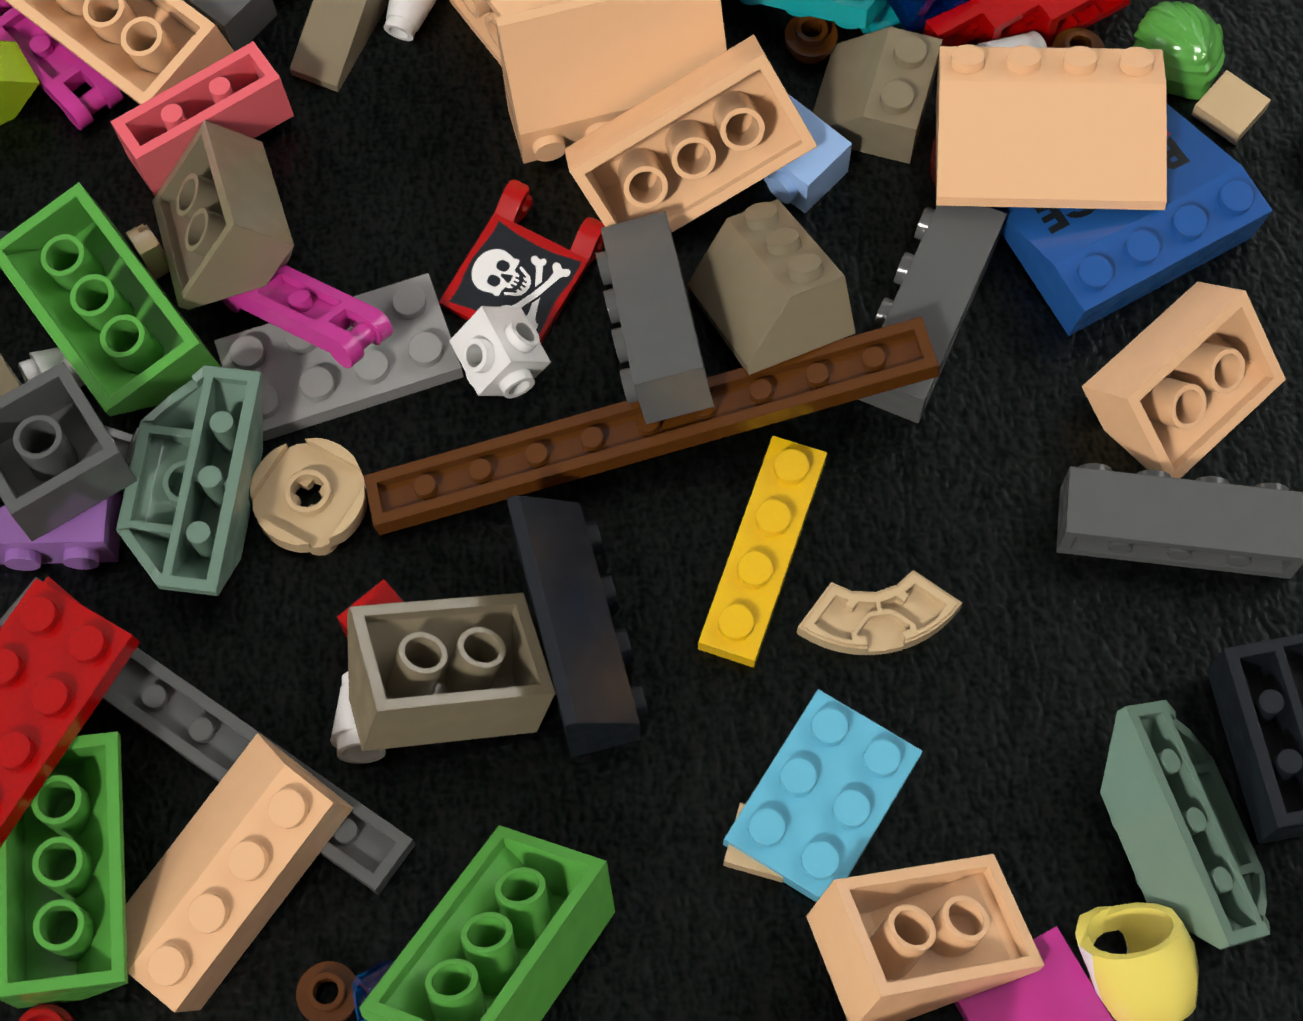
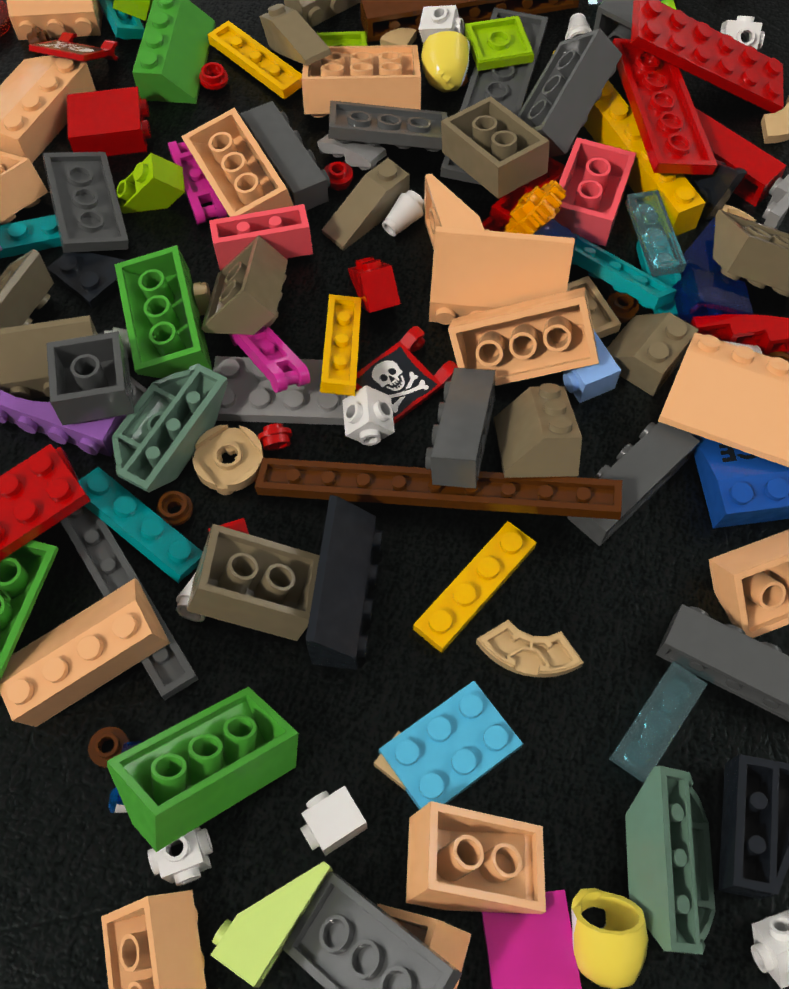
camera: 20 degrees right, 5 degrees down
(224, 651) = (140, 525): none -> teal plate
(254, 590) = (174, 499): none -> reddish brown plate
(368, 435) = (275, 437): none -> red plate
(410, 253) = (341, 345): none -> yellow plate
(417, 134) = (374, 284): none -> red slope
(700, 963) = (332, 820): none -> white brick
(791, 65) = (603, 317): none -> tan plate
(1096, 646) = (658, 721): none -> clear light blue plate

